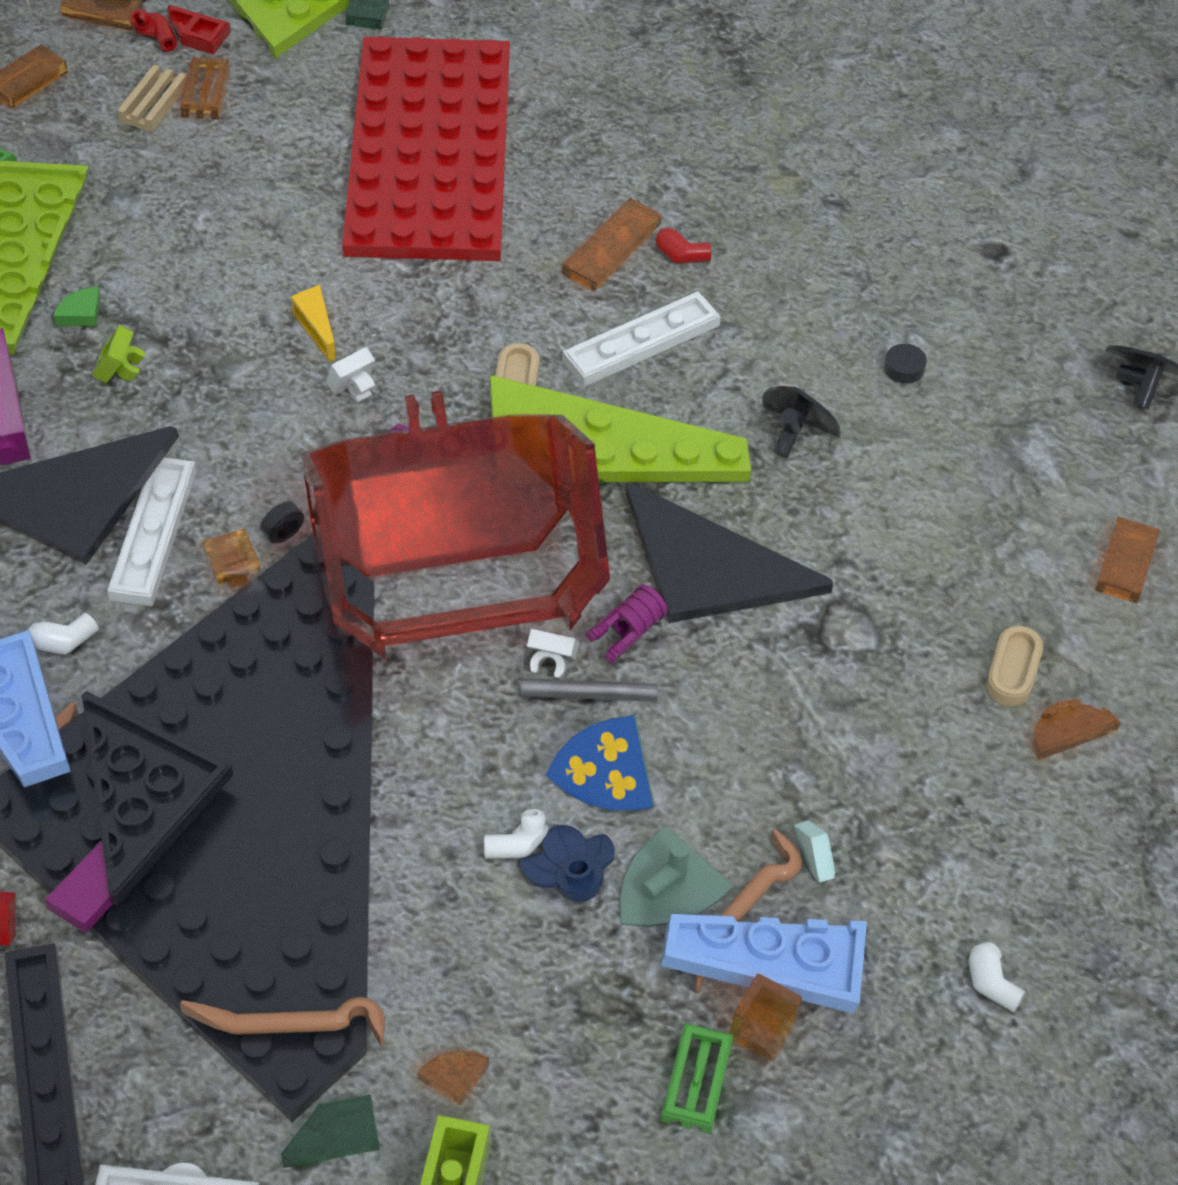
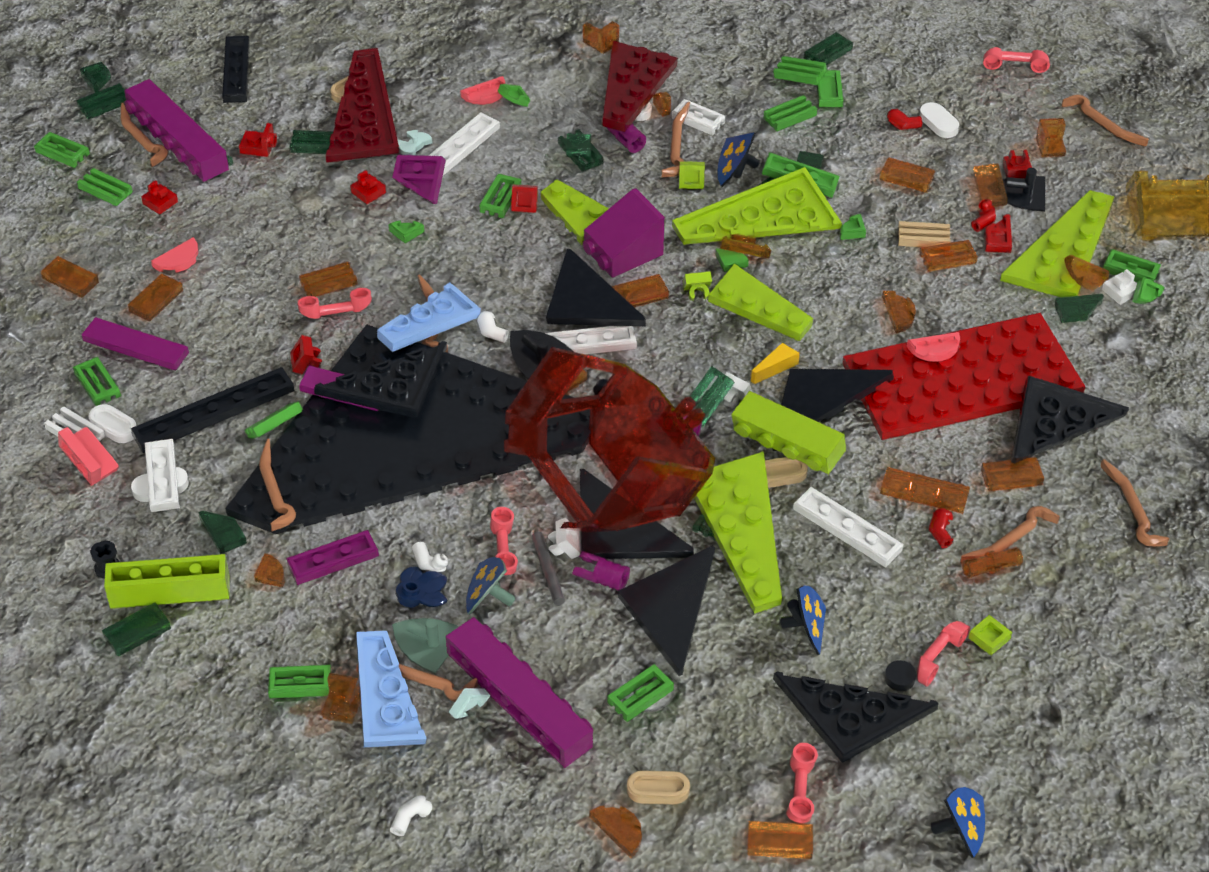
camera: 75 degrees right, 5 degrees down
(62, 287) = (745, 245): none -> clear orange tile
(87, 422) = (643, 290): none -> clear orange tile
(99, 161) = (853, 228): none -> bright green tile
(115, 998) = (273, 420): none -> bright green tile
(157, 588) = (530, 348): none -> black shield
(188, 304) = (757, 302): none -> lime wing
(280, 166) = (900, 310): none -> clear orange tile
(368, 395) = (719, 395): none -> clear green tile
(385, 145) = (935, 347): none -> coral tile
(408, 292) = (825, 392): none -> black tile
(457, 976) = (332, 557): none -> magenta tile
(474, 335) = (788, 432): none -> lime brick
(484, 725) = (501, 526): none -> coral bar
(528, 575) = (637, 542): none -> black tile
(554, 82) = (1057, 414): none -> black tile
(619, 156) = (1007, 475): none -> clear orange tile
(692, 160) = (1017, 533): none -> nougat piece
(711, 68) = (1135, 506): none -> nougat piece
(760, 218) = (992, 562): none -> clear orange pin
(814, 779) = (520, 691): none -> magenta brick
(853, 674) = (644, 697): none -> bright green tile
(863, 289) = (955, 634): none -> coral bar
(874, 257) = (990, 635): none -> lime plate
(947, 432) = (850, 715): none -> black tile
(1015, 497) = (802, 763): none -> coral bar

